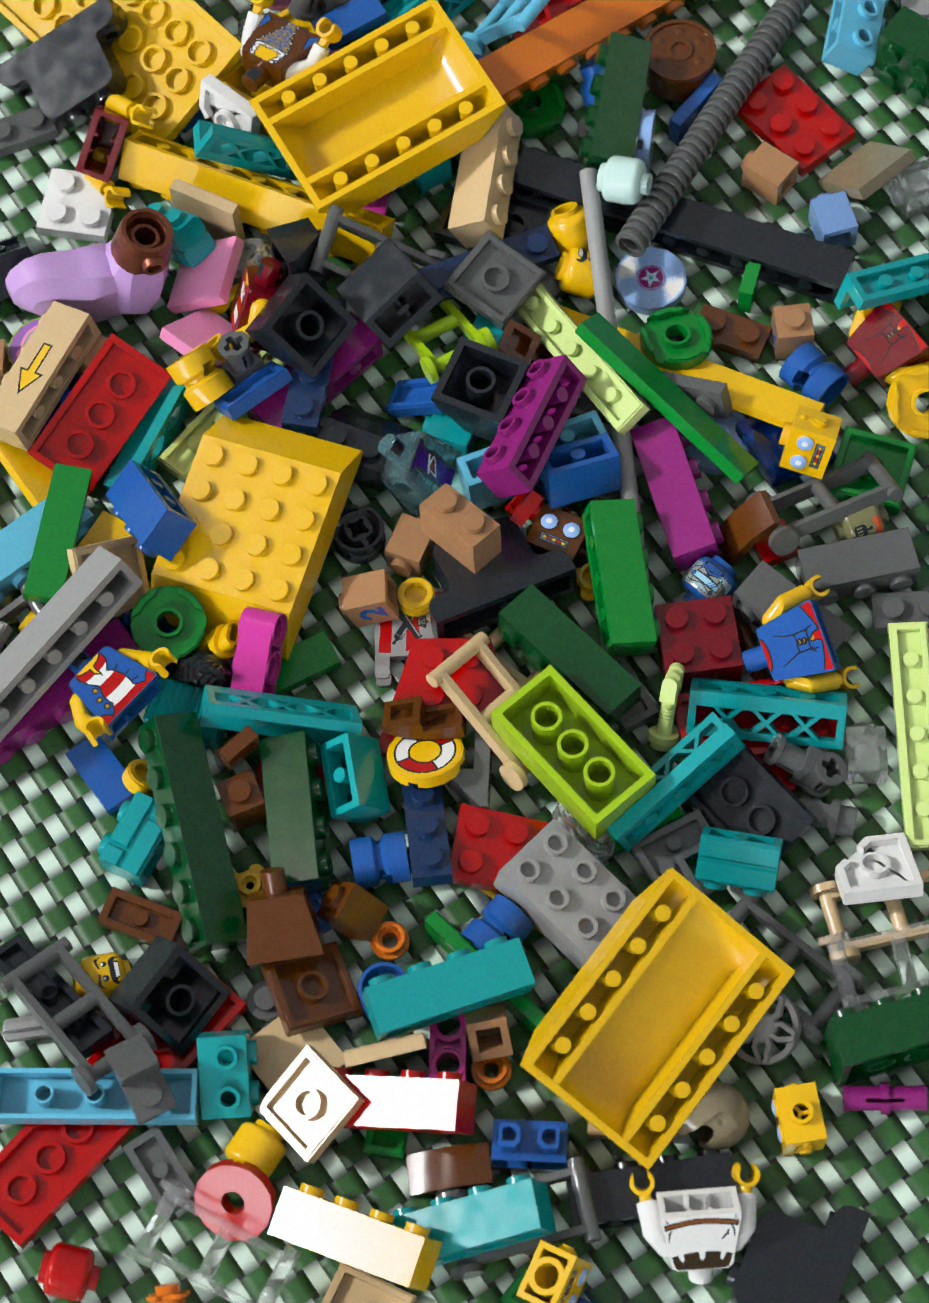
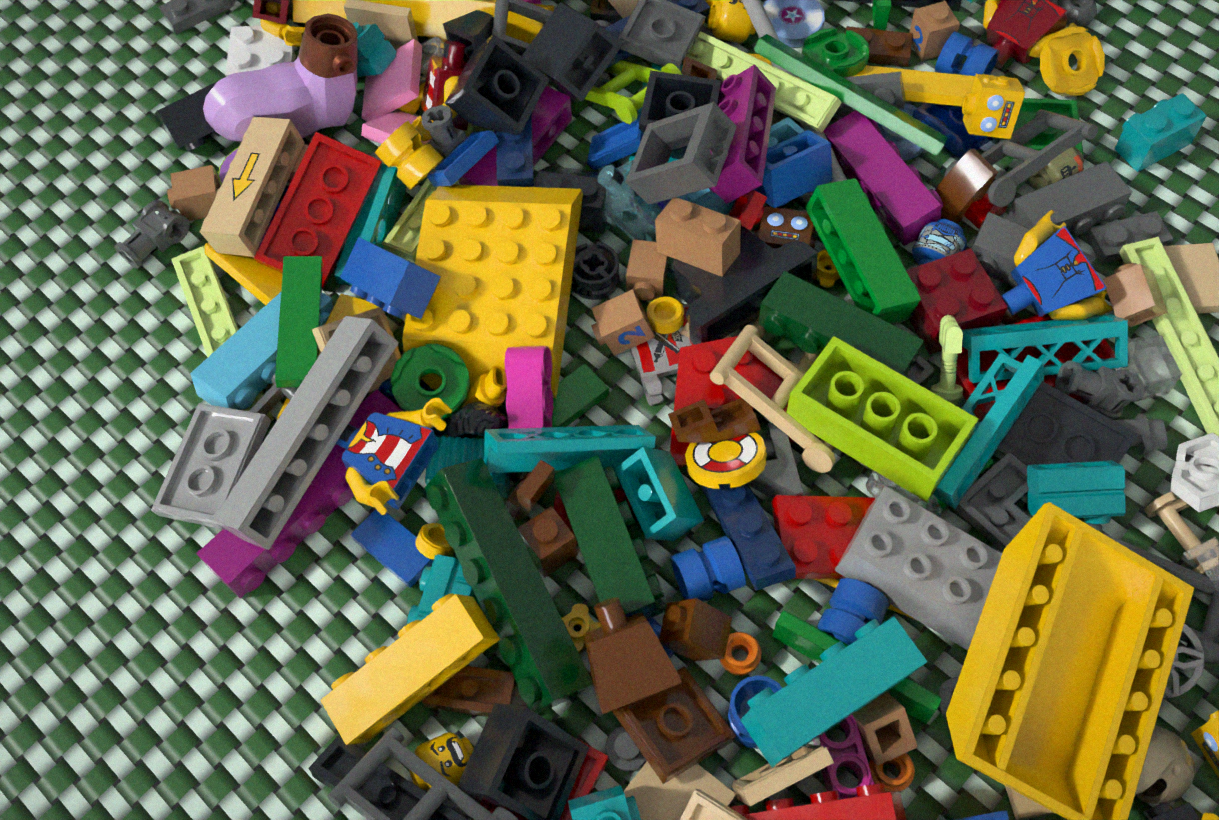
camera: 15 degrees left, 5 degrees down
(90, 889) = (408, 668): none -> yellow brick
(468, 465) = (700, 129): none -> dark grey window
(875, 678) = (1135, 294): none -> medium nougat brick

